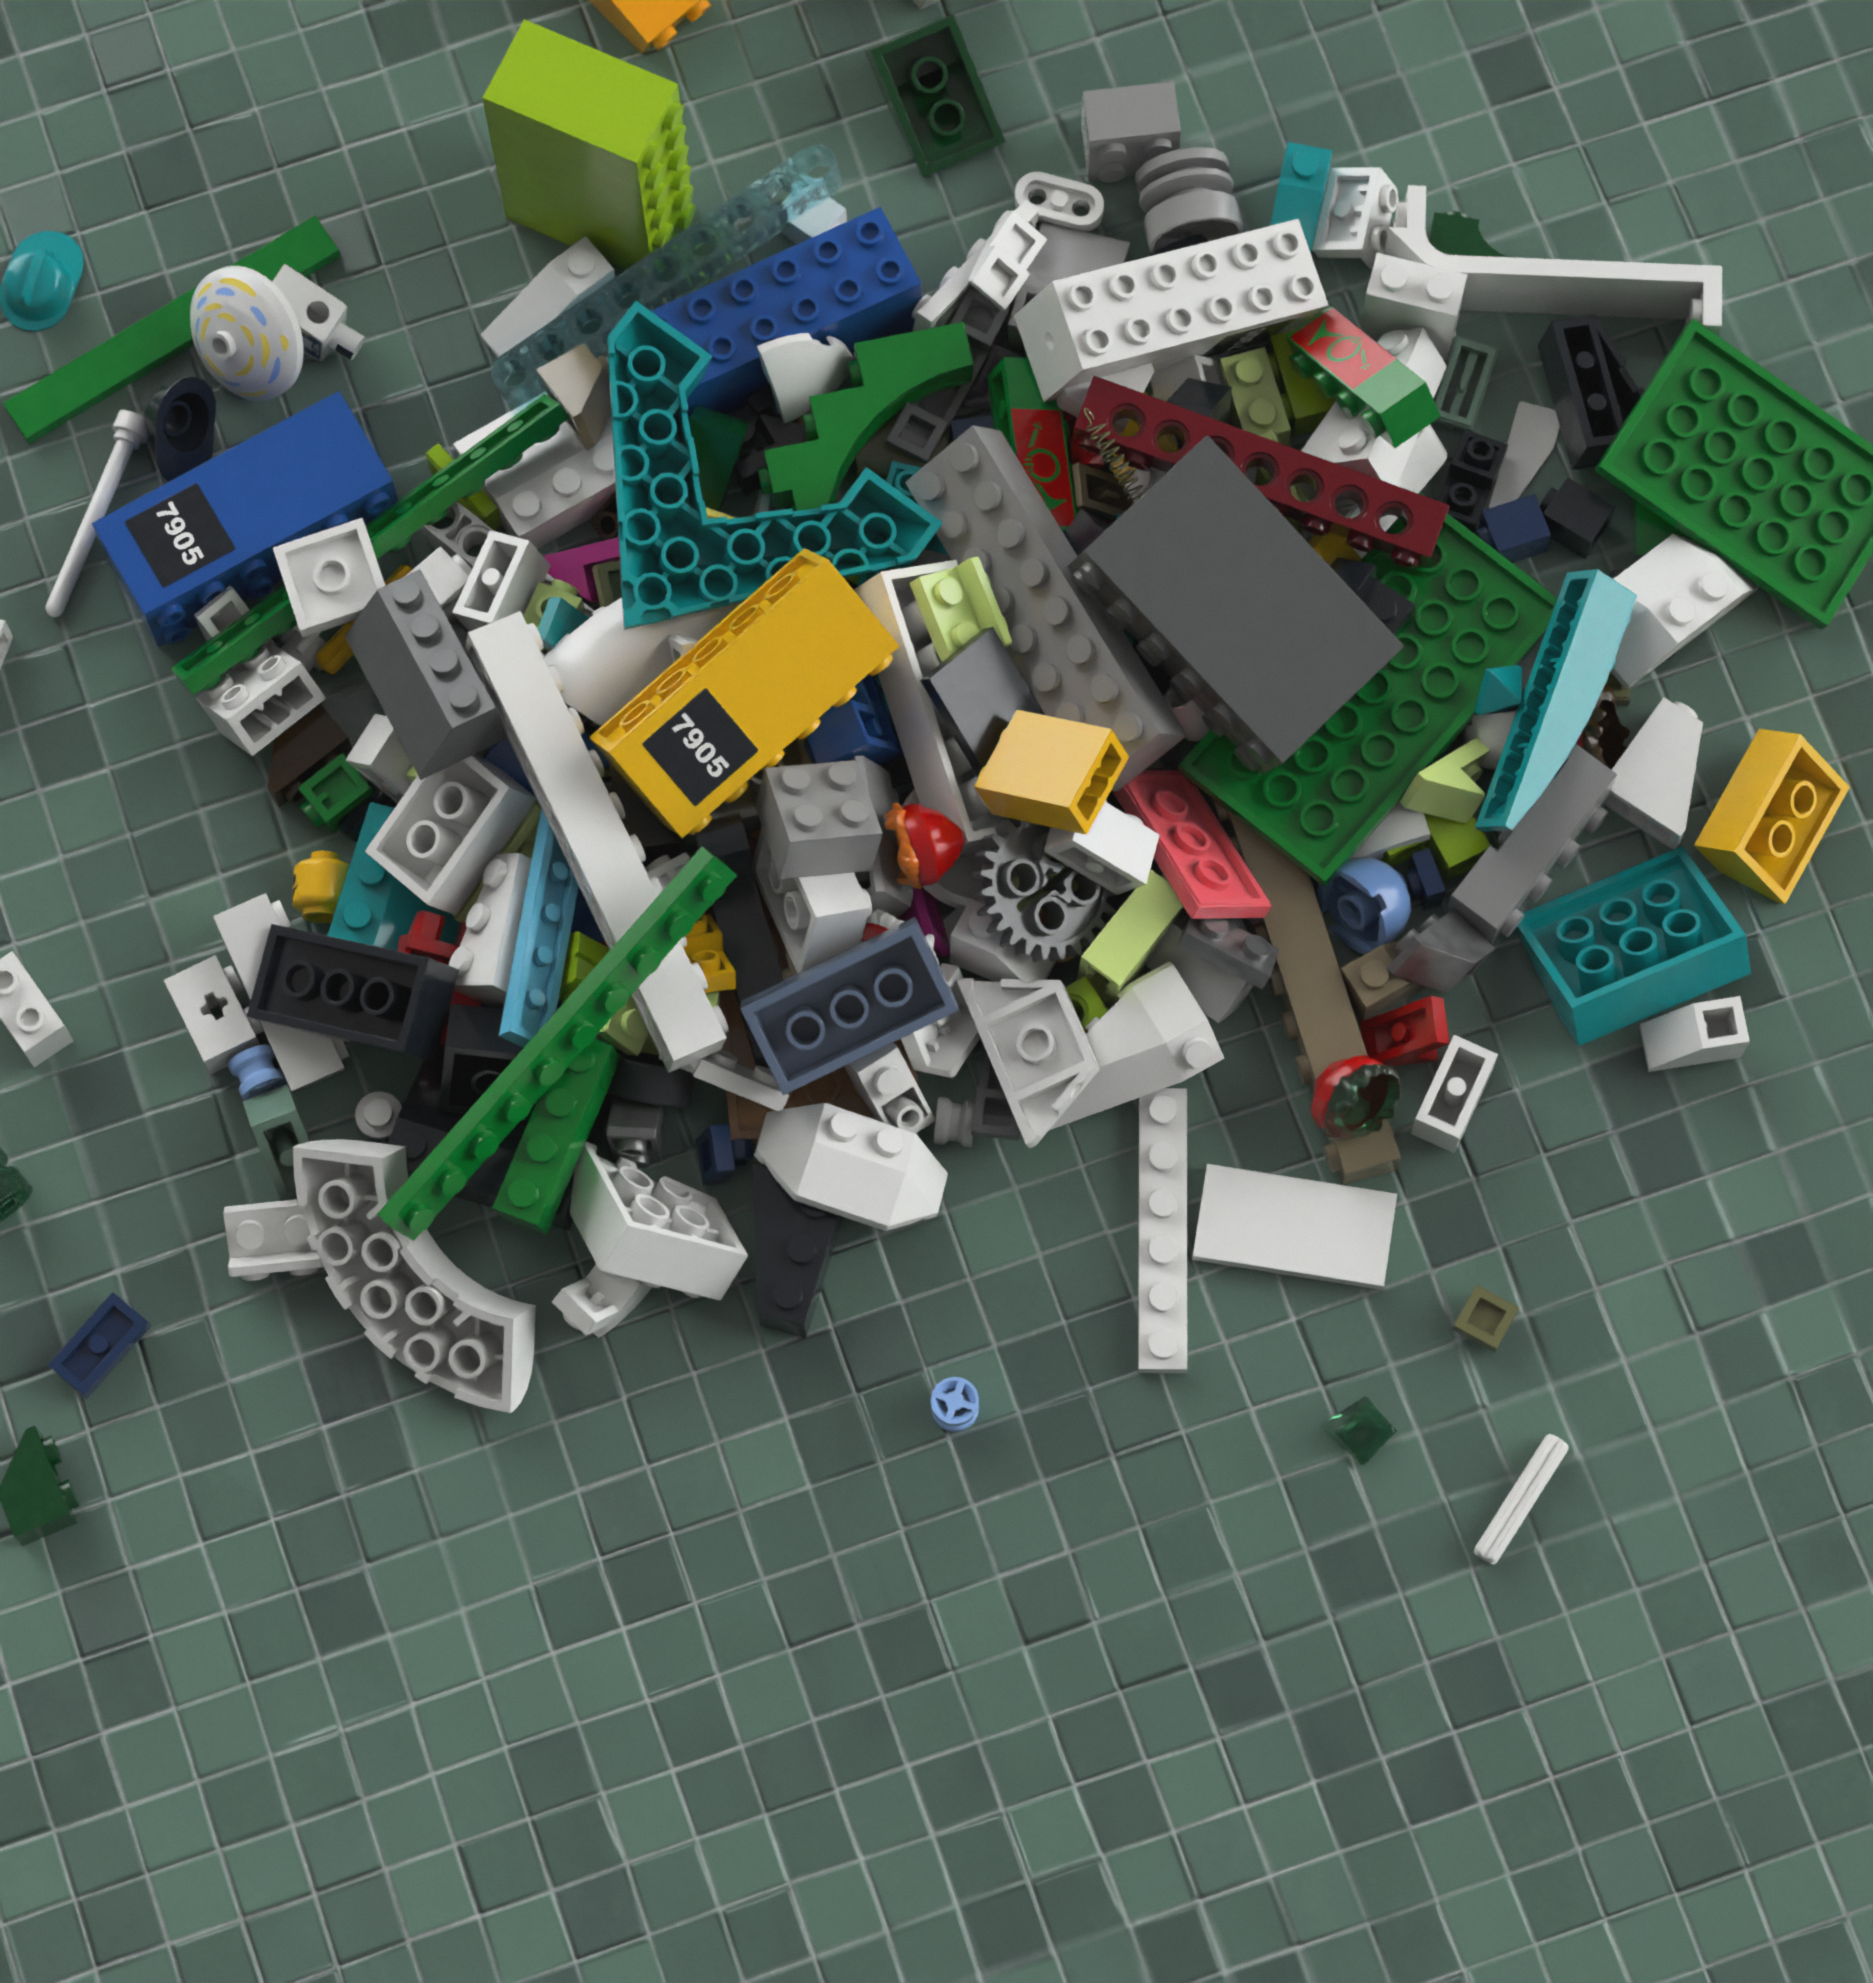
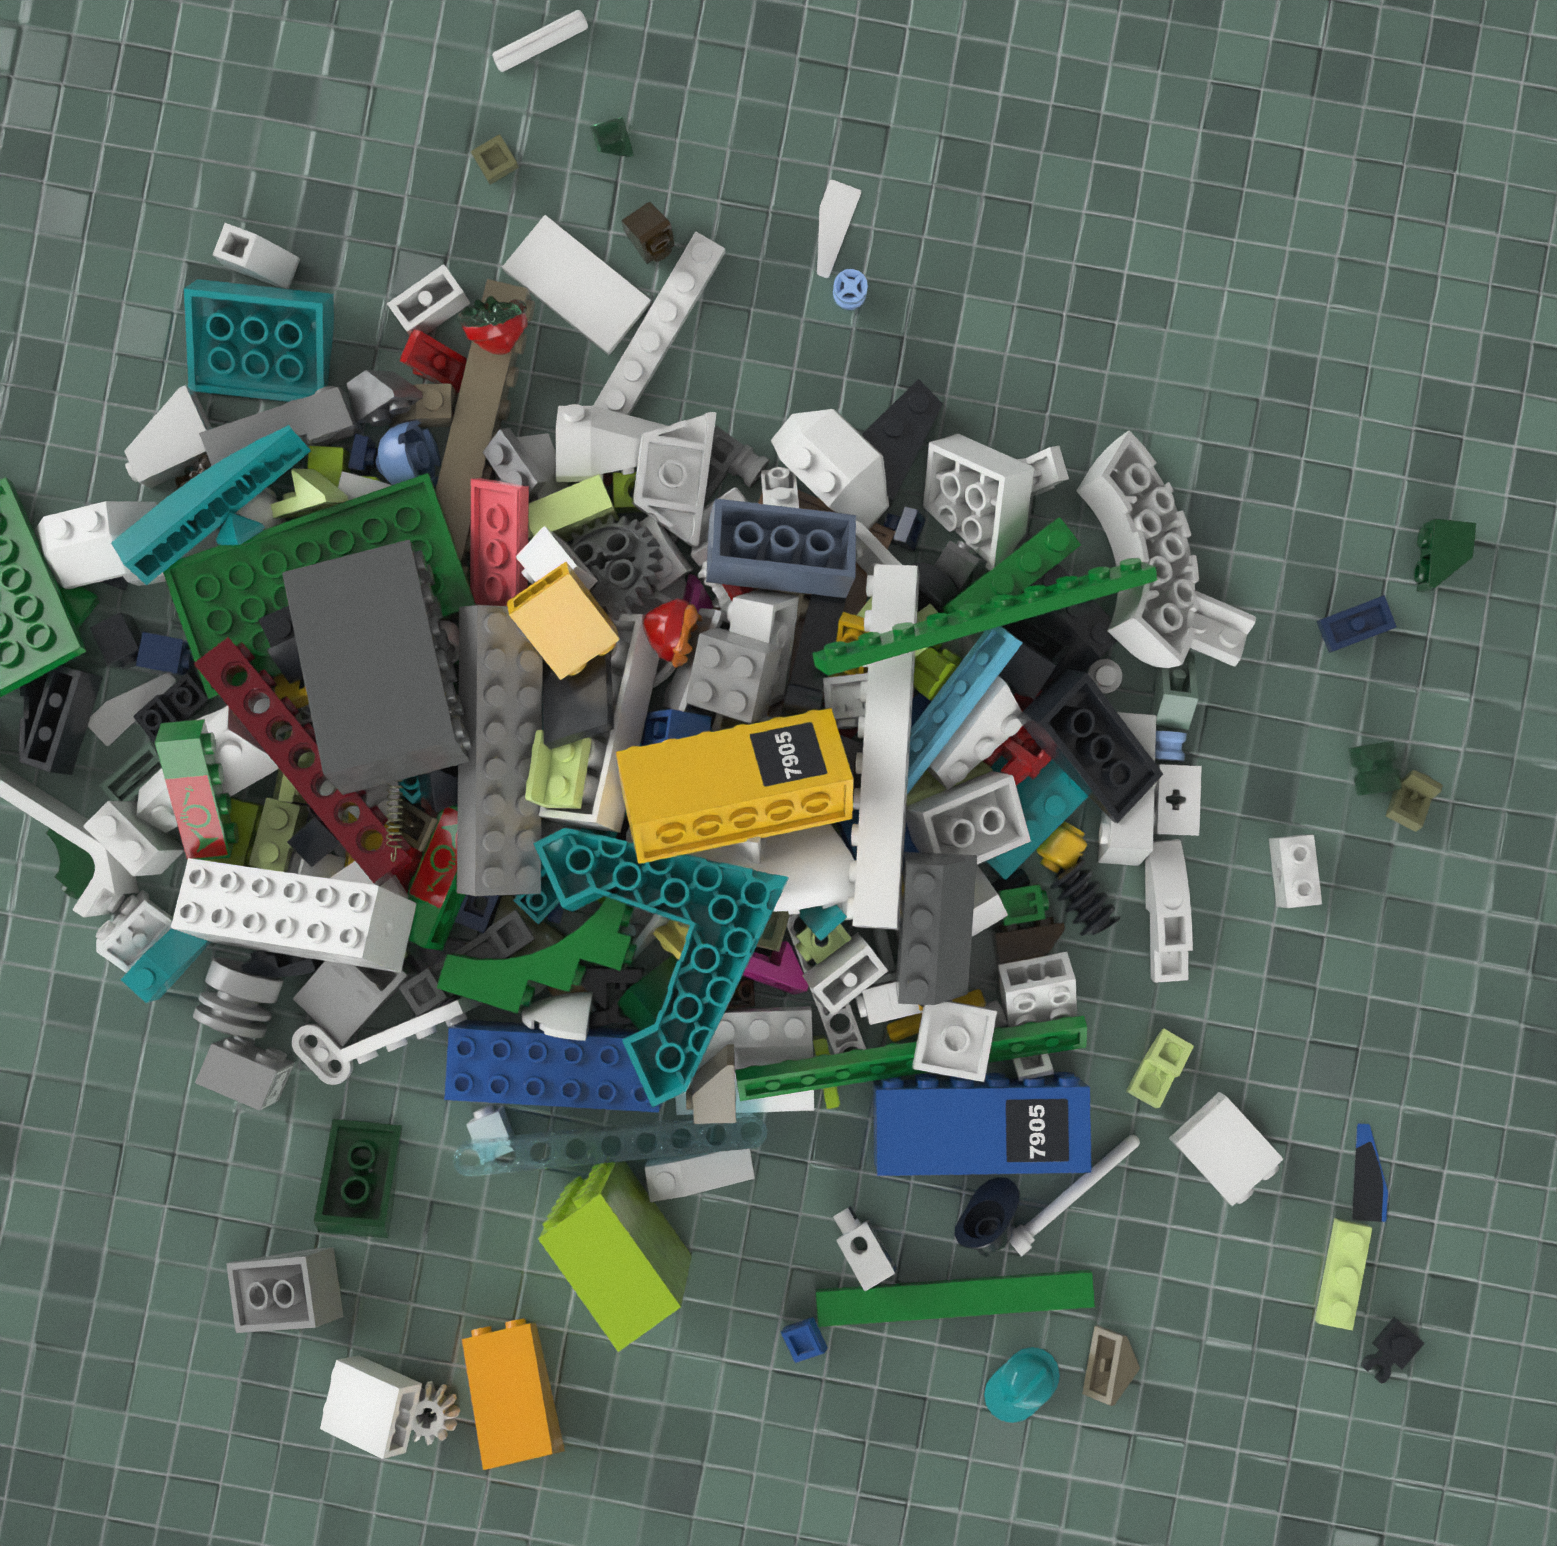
camera: 150 degrees left, 15 degrees up
(66, 704) = (1159, 1068): none -> yellowish green slope
(155, 881) = (1169, 911): none -> white slope
(246, 333) = (913, 1259): white dish -> none
(260, 840) = (1084, 900): none -> black piece
(323, 193) = (804, 1339): none -> blue tile
(1005, 259) = (387, 1019): white slope -> none
(1026, 1490) = (834, 218): none -> white sticker
(1240, 1326) = (649, 233): none -> dark brown slope
(1772, 814) = (119, 375): yellow slope -> none

